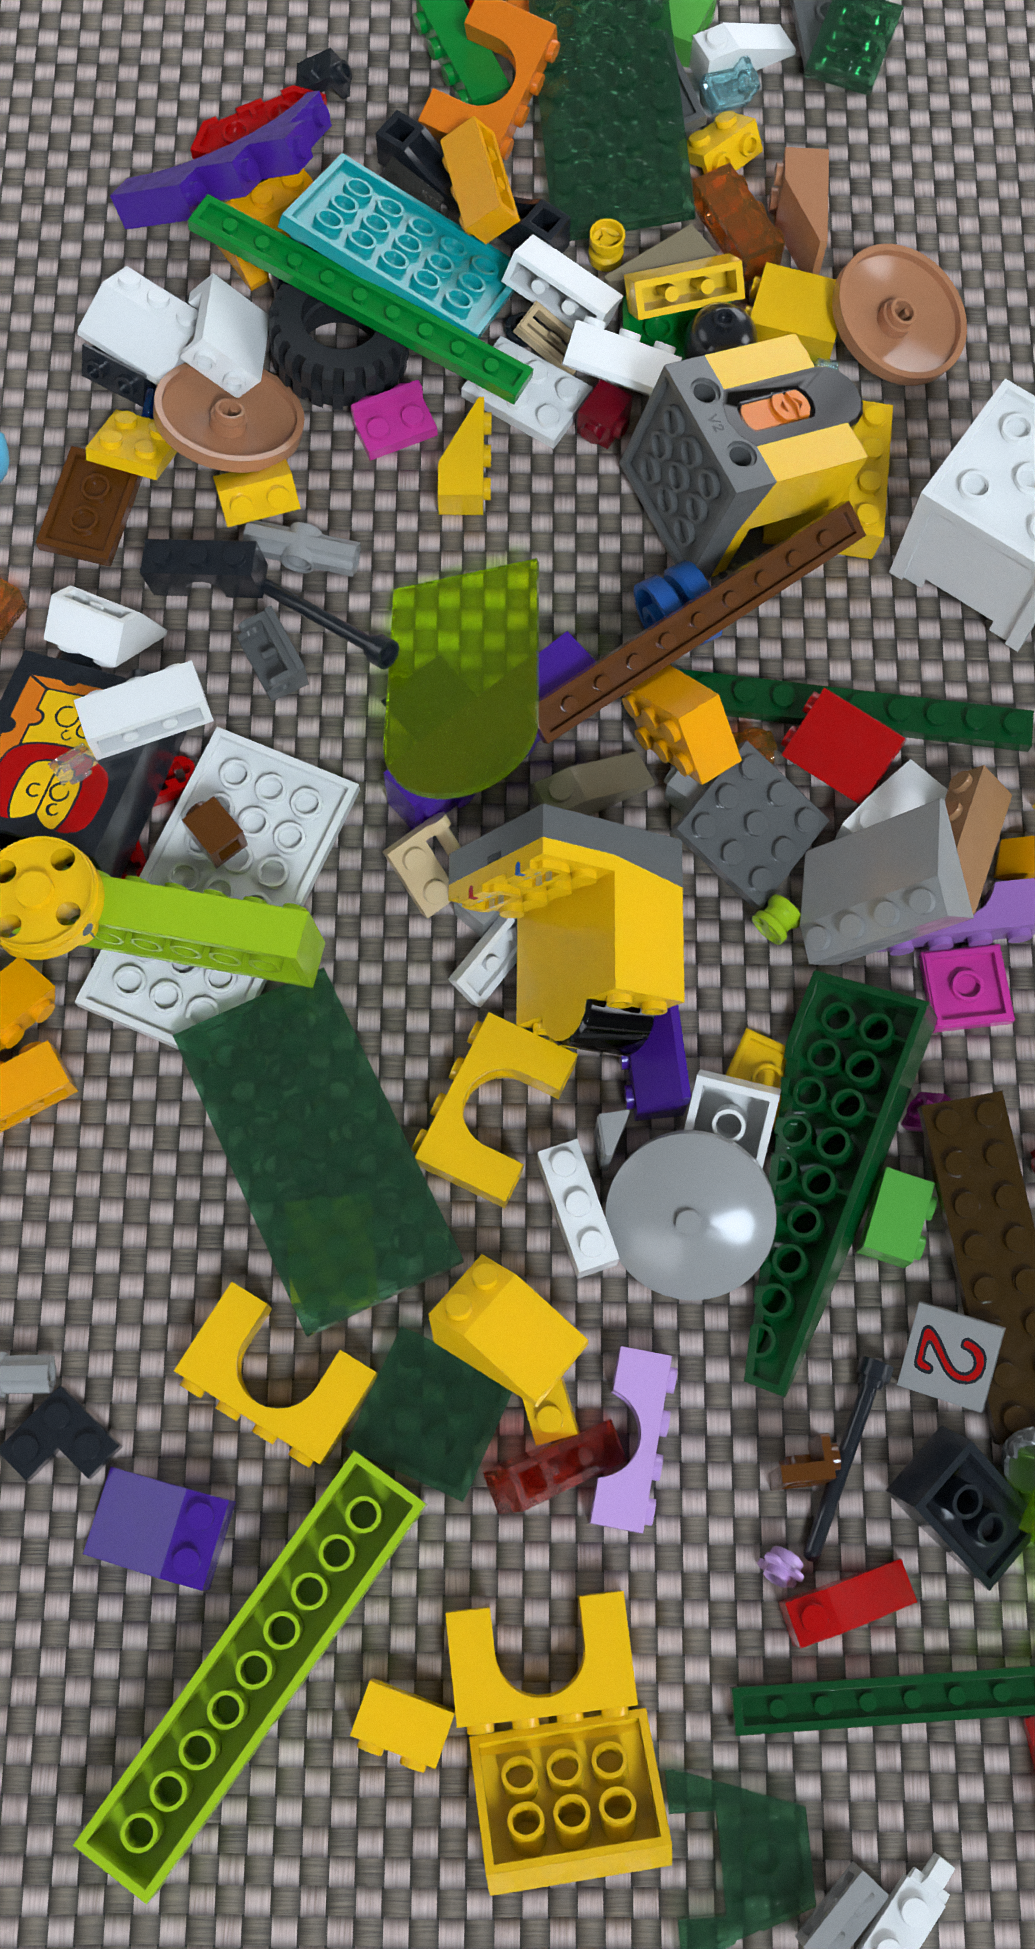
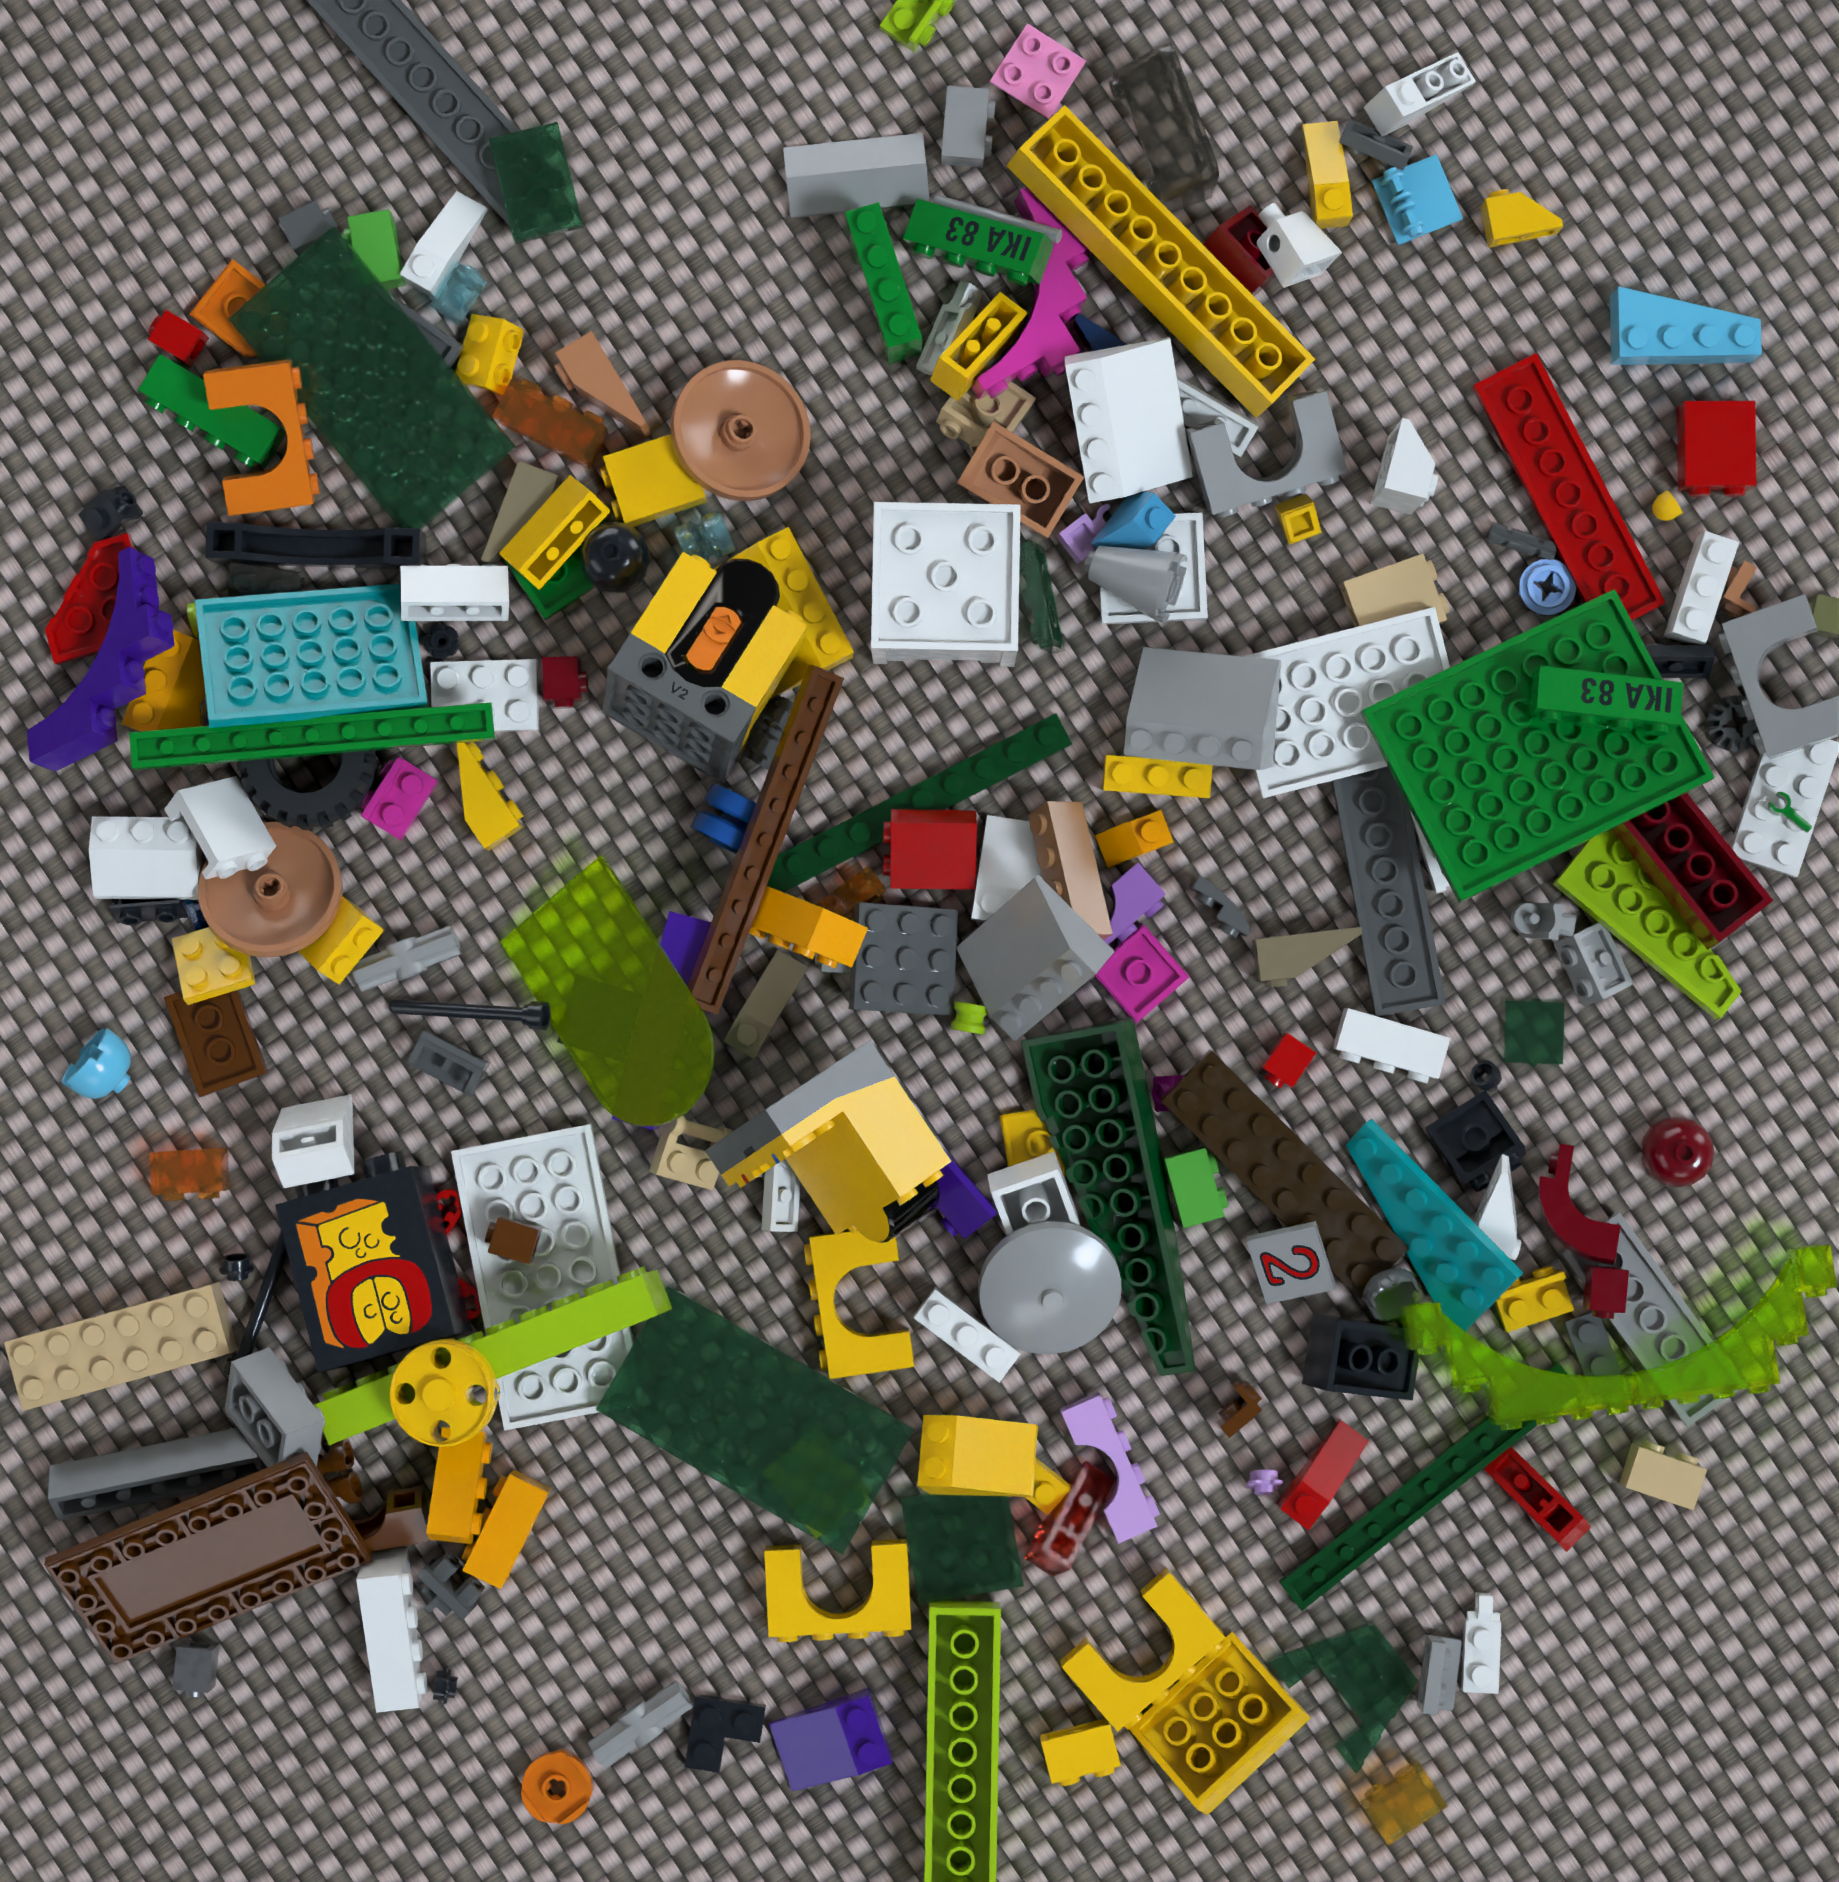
camera: 30 degrees left, 15 degrees up
(73, 765) = (388, 1278): clear plate -> none
(143, 710) = (407, 1200): white brick -> none
(233, 566) = (347, 1031): black arch -> none
(479, 180) = (322, 545): light orange brick -> none
(542, 340) = (446, 639): tan tile -> none
(606, 245) = (454, 515): yellow wheel -> none
(607, 1135) = (954, 1270): light grey slope -> none
(617, 356) = (550, 635): white slope -> none
(872, 1377) = (1246, 1310): black piece -> none

